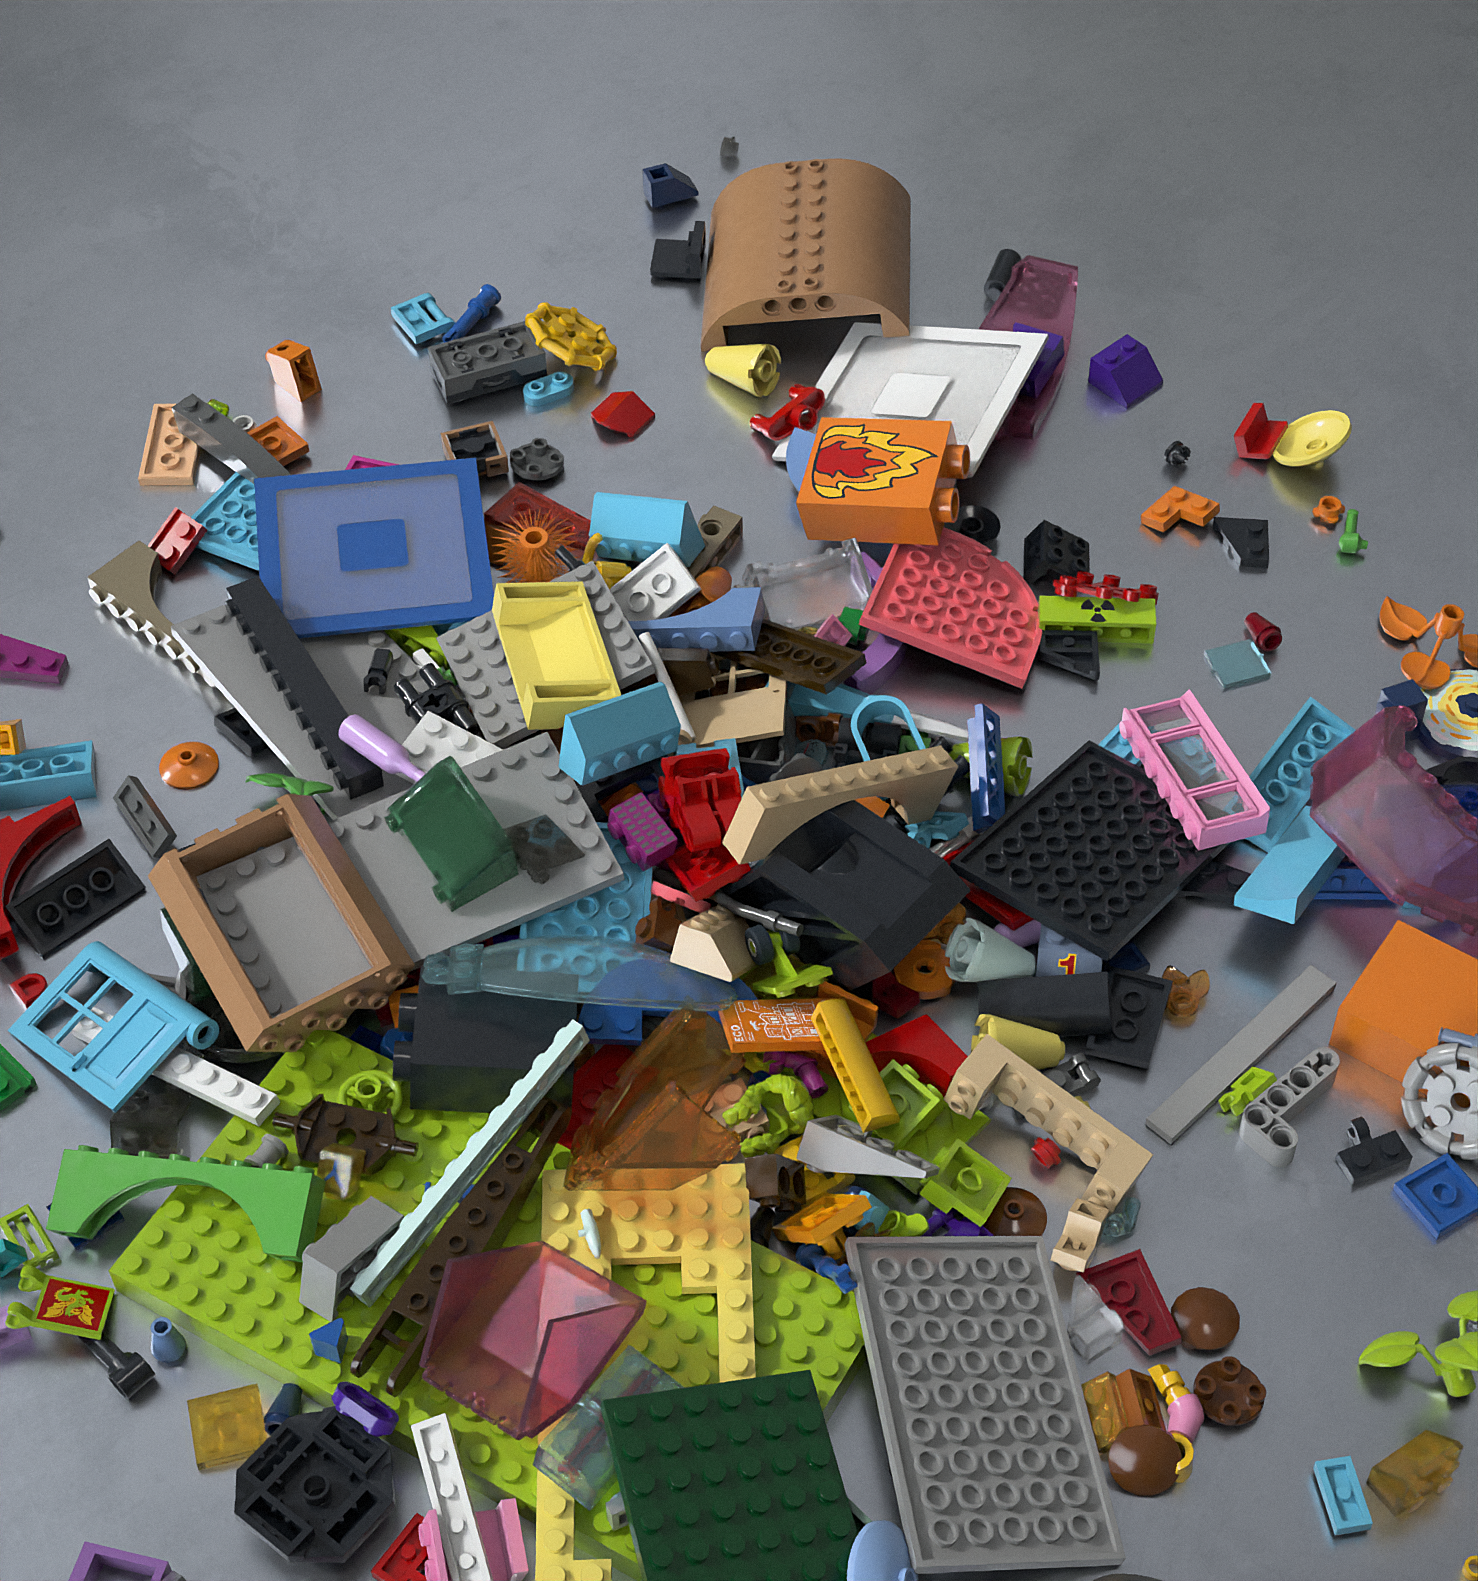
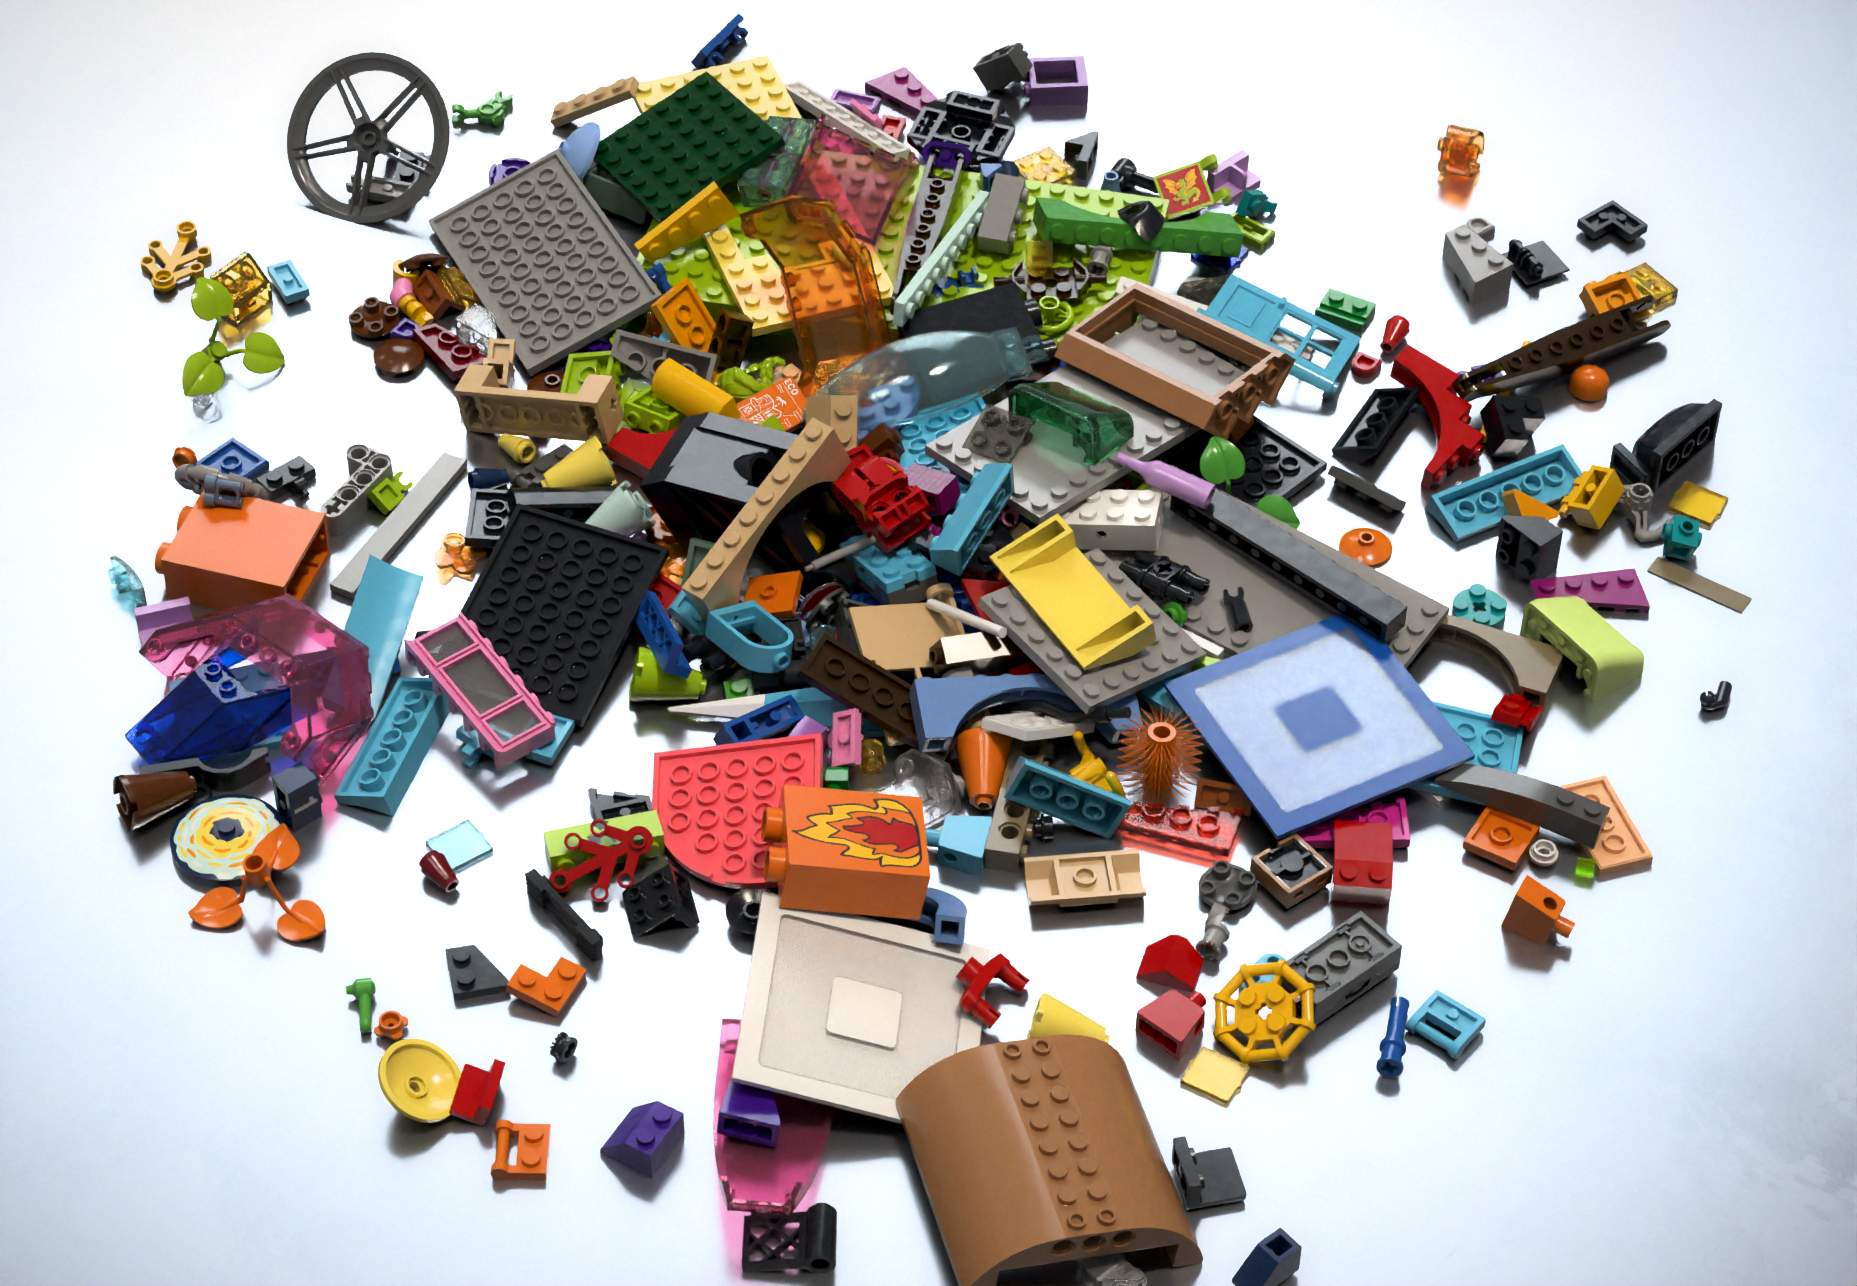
camera: 160 degrees right, 5 degrees down
(36, 688) = (1529, 545): none -> black slope
(62, 592) = (1587, 639): none -> yellowish green windscreen
(132, 650) = (1480, 598): none -> plate
(154, 1431) = (1082, 152): none -> black slope
(175, 1210) = (1144, 218): none -> black piece
(409, 435) = (1362, 862): none -> red slope
(570, 422) = (1215, 933): none -> light grey connector
(631, 330) = (1215, 1075): none -> clear yellow piece
(645, 362) = (1172, 1021): none -> torso
(665, 481) = (1083, 878): none -> tan piece
(755, 541) = (961, 842): none -> medium azure torso
(778, 1330) = (695, 218): none -> yellow wing
(920, 684) = (761, 723): none -> blue slope
(1126, 1082) = (487, 478): none -> dark blue cone
(1167, 585) = (544, 894): none -> black container
(1187, 1361) = (404, 329): none -> dark purple tile
(1222, 388) = (531, 1151): none -> orange plate

